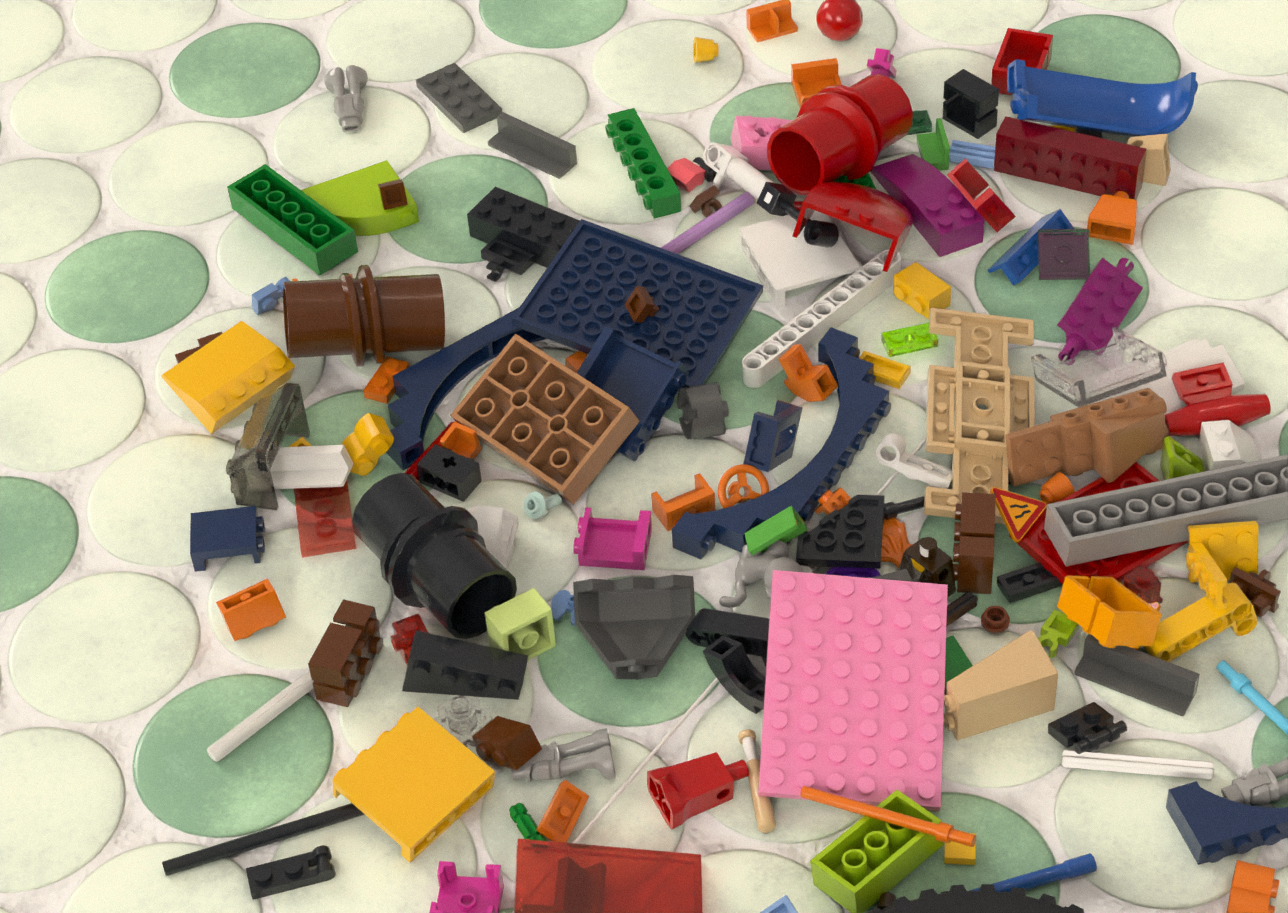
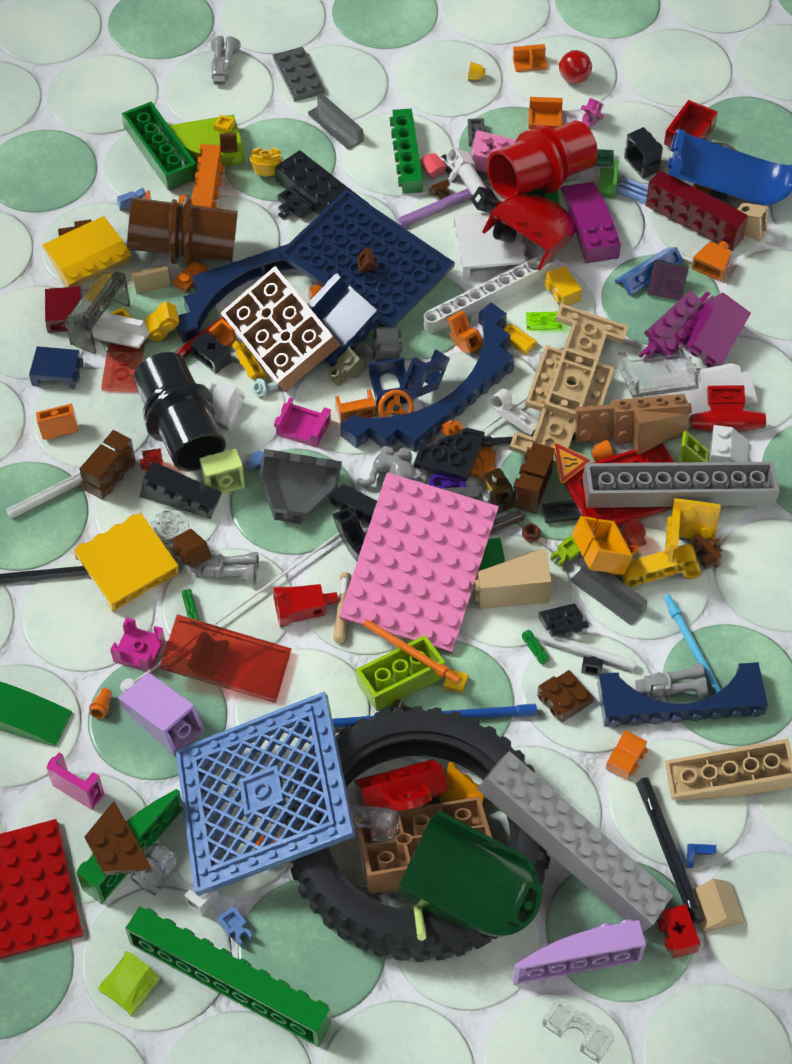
camera: 10 degrees right, 10 degrees up
(208, 456) = (60, 304): none -> dark red panel
(291, 873) = (36, 602): black plate -> none
(332, 393) = (151, 279): none -> tan slope
(375, 238) = (208, 177): none -> orange wedge
(378, 173) = (224, 124): none -> yellow tile
(450, 211) = (265, 161): none -> yellow cone
(508, 473) = (249, 361): none -> yellow plate
(562, 812) = (214, 601): orange plate -> none
(654, 447) = (347, 364): none -> olive brick
(717, 439) = (378, 369): none -> dark blue panel
(725, 118) = (473, 125): none -> dark grey plate
(780, 527) = (407, 440): bright green panel -> none
(988, 203) = (619, 215): red panel -> none
(1058, 775) = (535, 647): none -> green axle
(1126, 833) = (564, 695): none -> reddish brown plate
(1152, 782) = (592, 665): none -> black plate
(1158, 298) = (717, 329): none -> magenta slope

